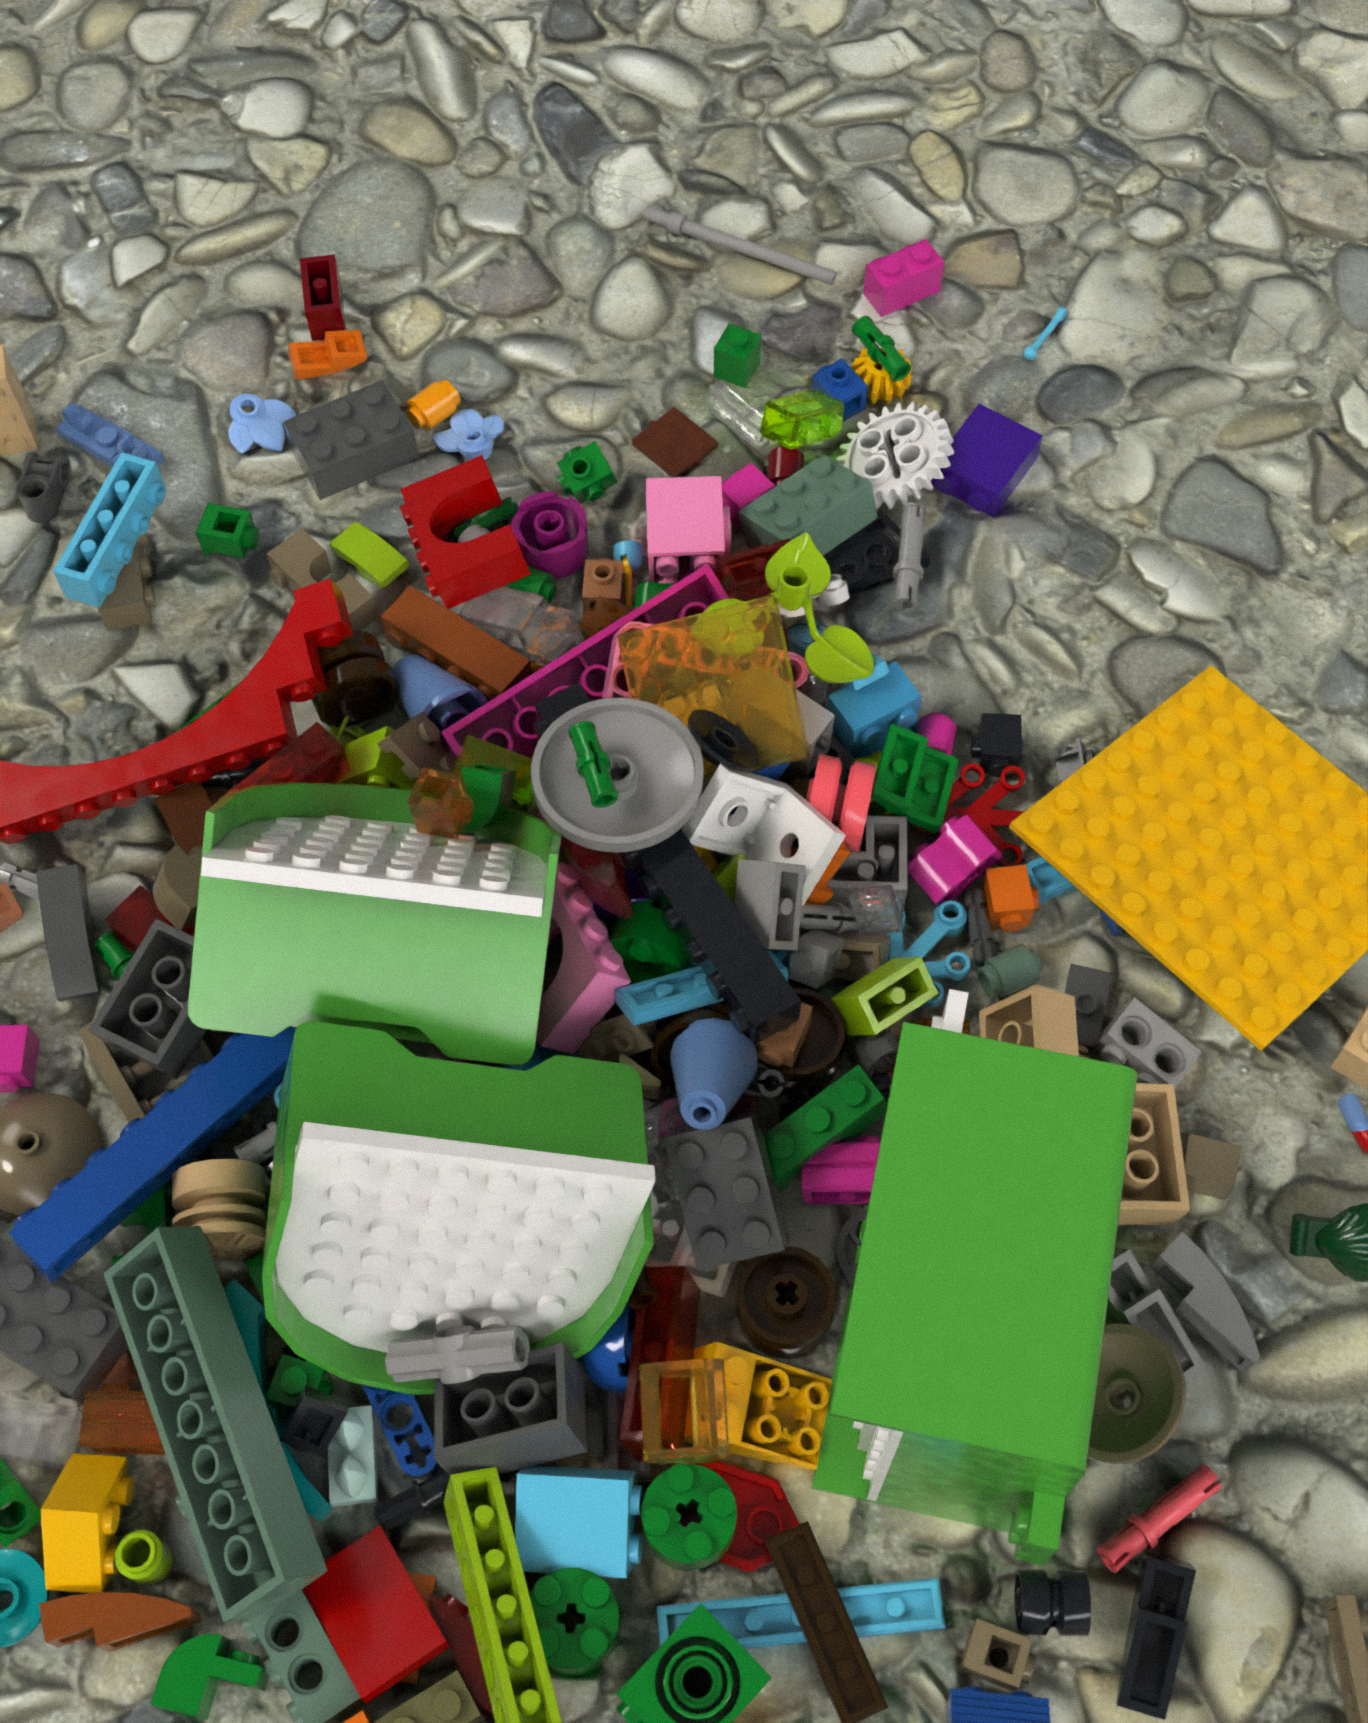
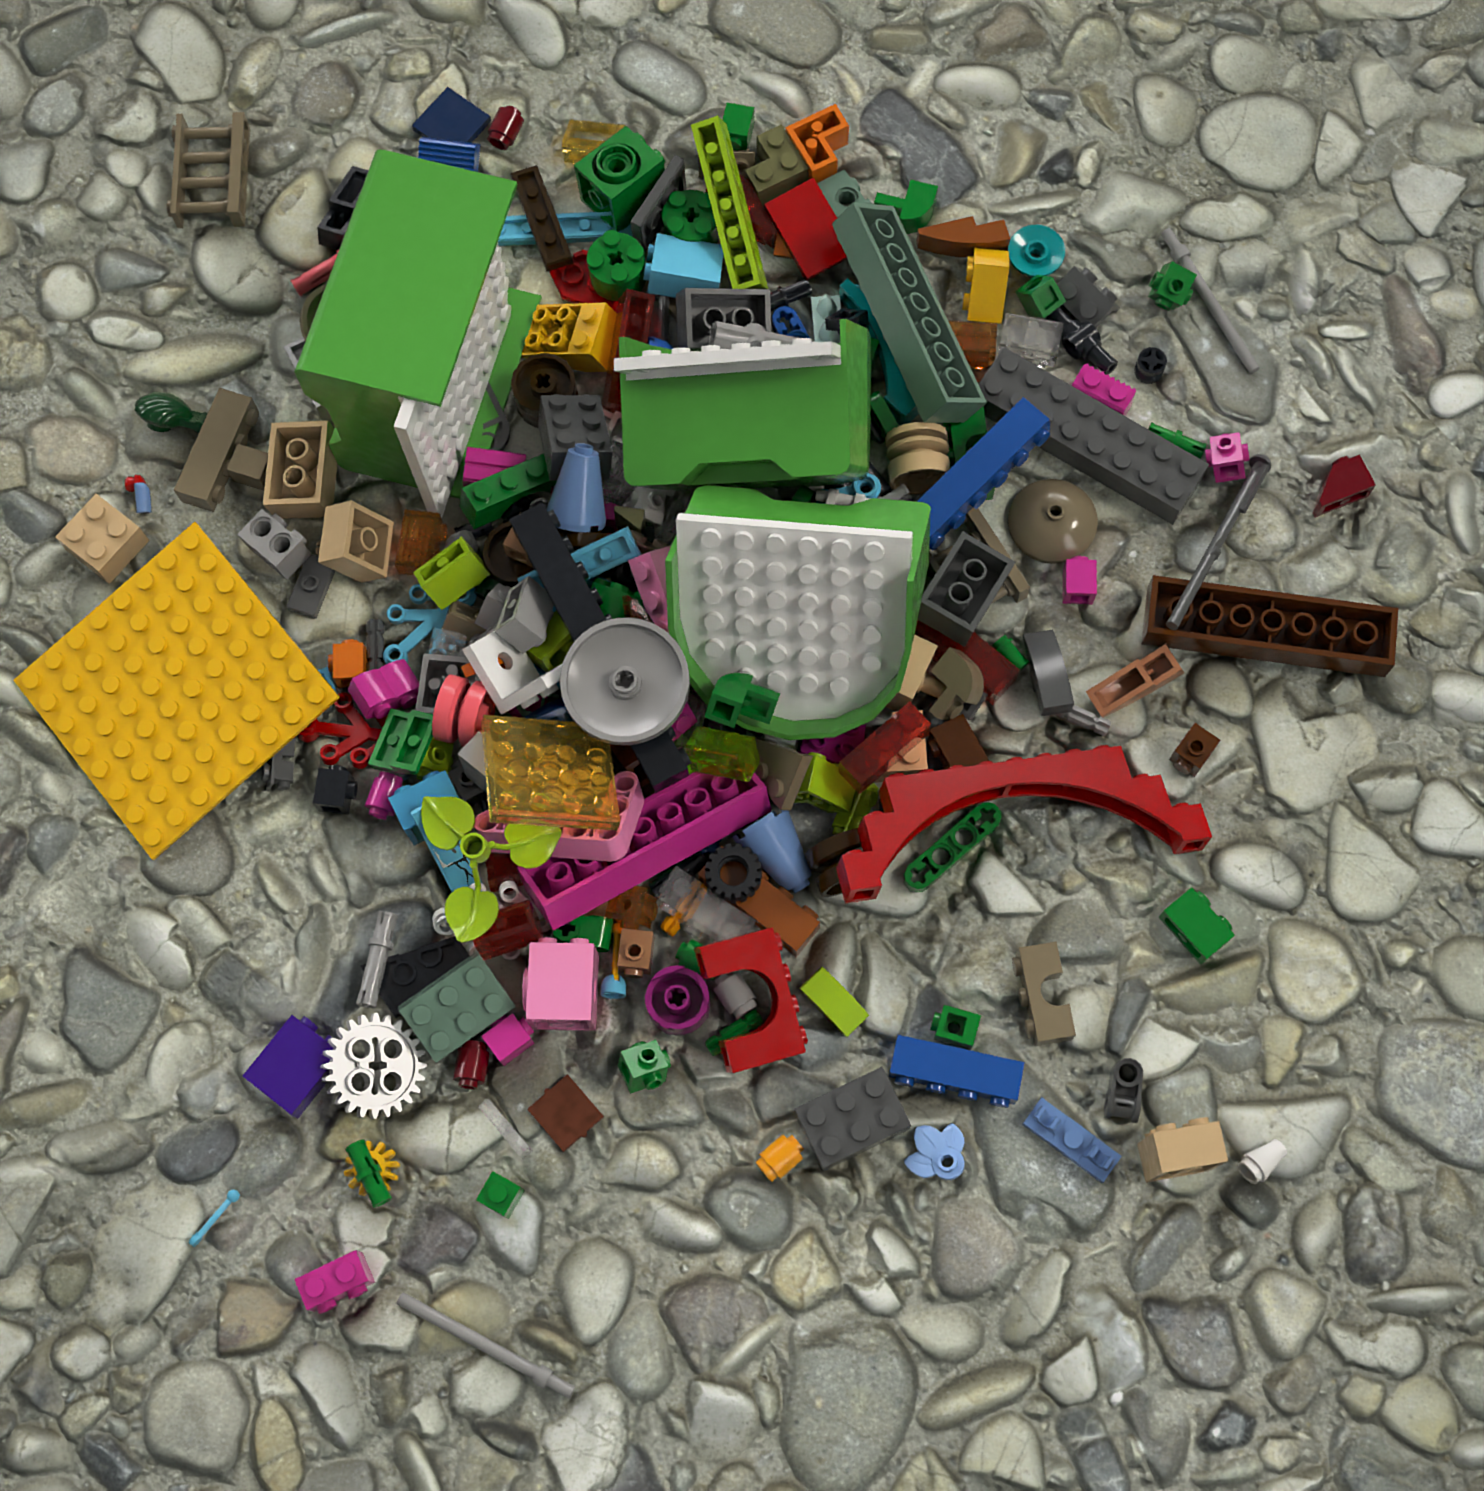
camera: 175 degrees left, 10 degrees up
(110, 530) = (1049, 998): medium azure brick -> none
(143, 1557) = (950, 264): lime brick -> none
(271, 495) = (956, 1070): none -> blue brick
(303, 562) = (857, 945): dark tan arch -> none
(322, 295) = (883, 1284): dark red brick -> none
(336, 353) = (879, 1231): orange slope -> none
(440, 803) = (757, 670): clear orange brick -> none
(470, 434) = (747, 1134): light blue plate -> none
(479, 632) = (738, 854): none -> black tyre
(593, 764) = (641, 673): green pin -> none
(625, 1641) = (648, 218): none -> dark grey tile
(707, 1409) = (598, 301): clear yellow tile -> none
(722, 741) = (543, 711): black dish -> none
(802, 418) = (449, 1106): clear neon green brick -> none
(843, 384) = (413, 1151): blue brick -> none
(1010, 971) = (358, 609): sand green brick -> none
(1207, 1301) = (274, 384): light grey slope -> none
(1265, 1193) = (205, 471): none -> dark tan brick

